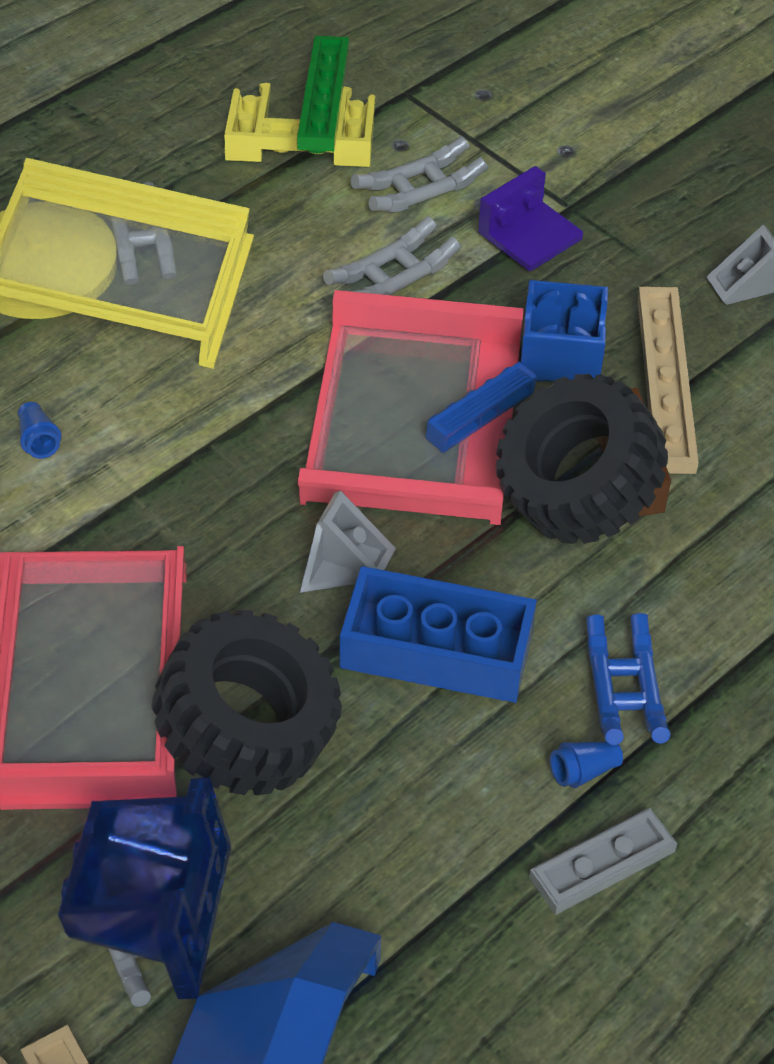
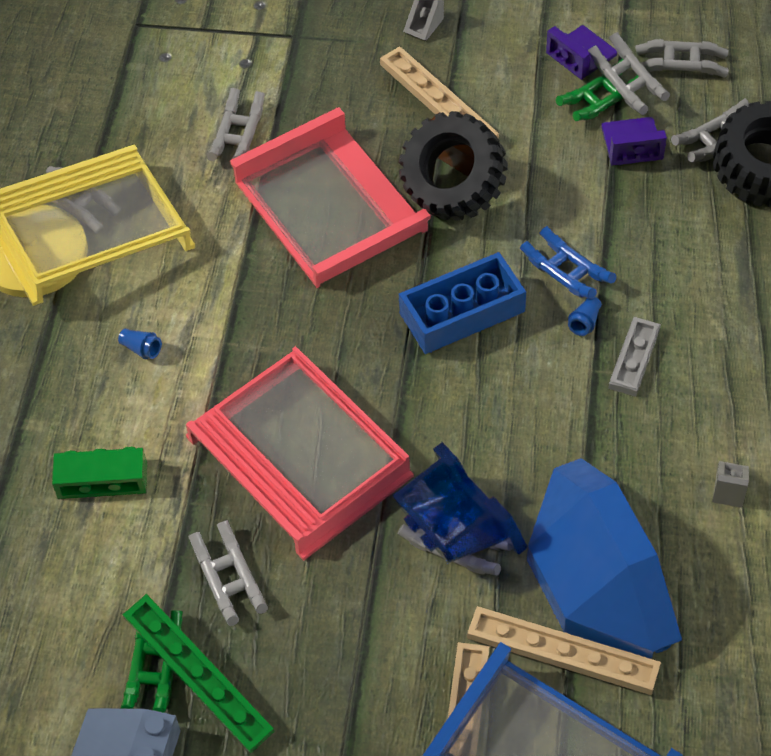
camera: 35 degrees left, 5 degrees up
(219, 740) = (406, 420): black tyre -> none
(251, 130) = (79, 103): light yellow wedge -> none
(323, 94) = (102, 52): green plate -> none
(342, 545) = (370, 293): light grey slope -> none
(431, 166) = (196, 58): light grey piece -> none
(480, 407) = (362, 175): blue piece -> none
(523, 224) = (287, 61): dark purple bracket -> none
(564, 329) = (371, 107): blue piece -> none

